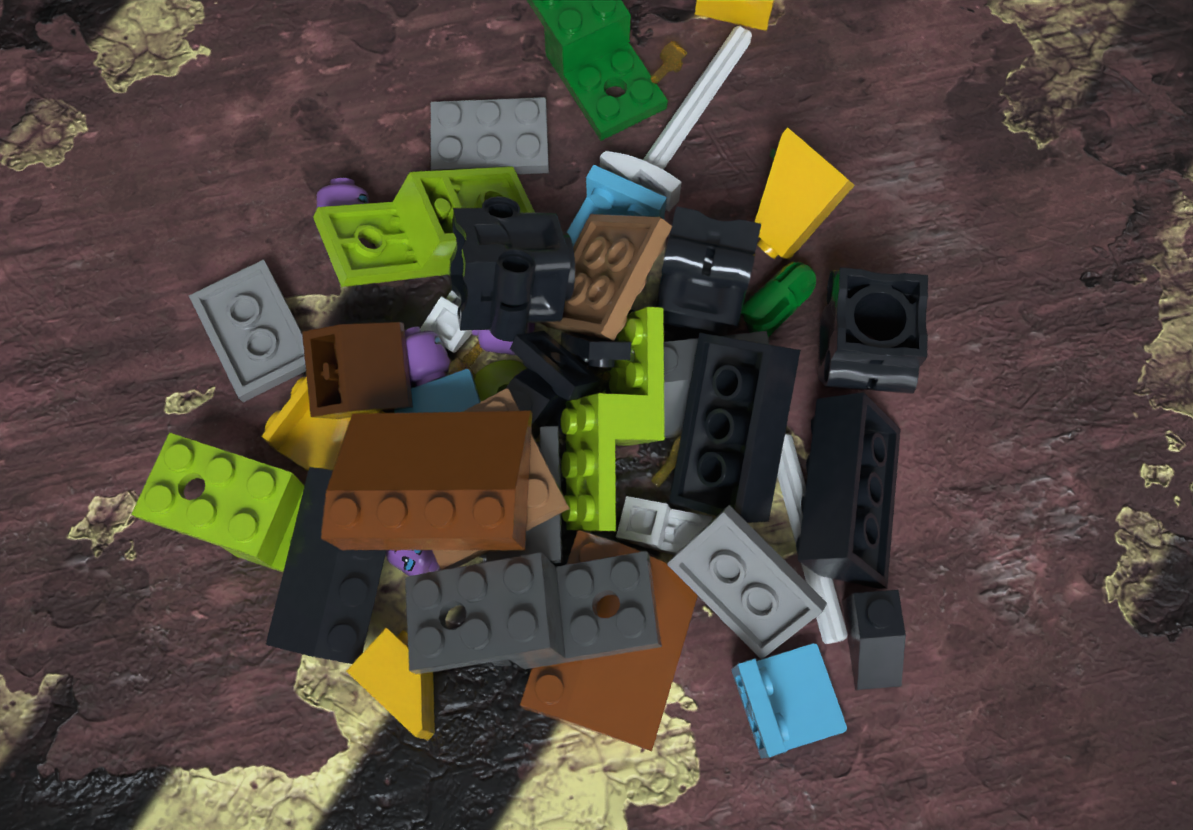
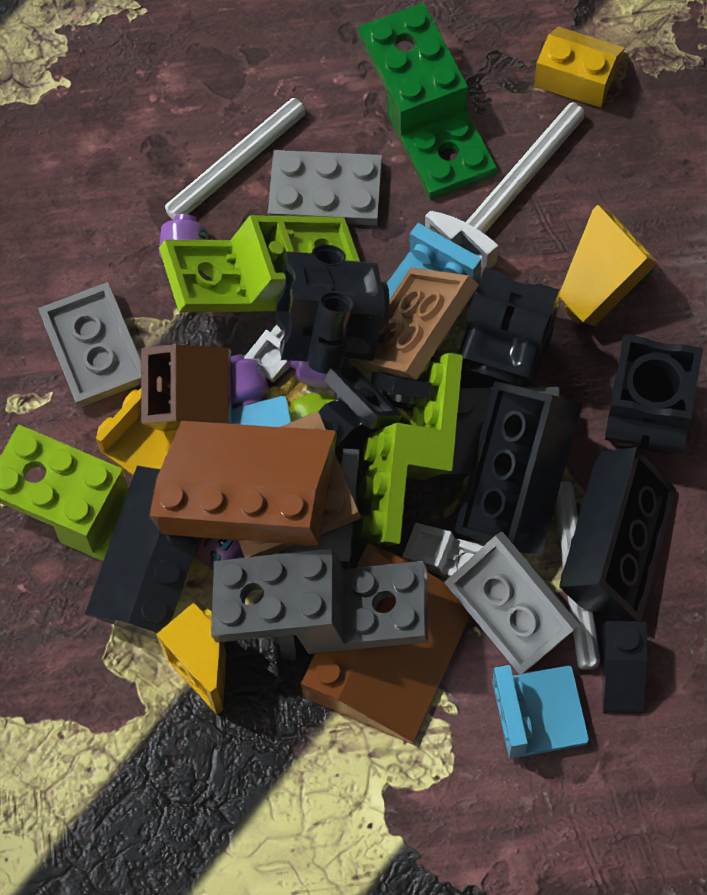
camera: 10 degrees right, 5 degrees down
(391, 115) = (236, 158): none -> white axle
(671, 56) = (506, 128): clear yellow hand -> none
(779, 298) = (577, 359): green arm -> none

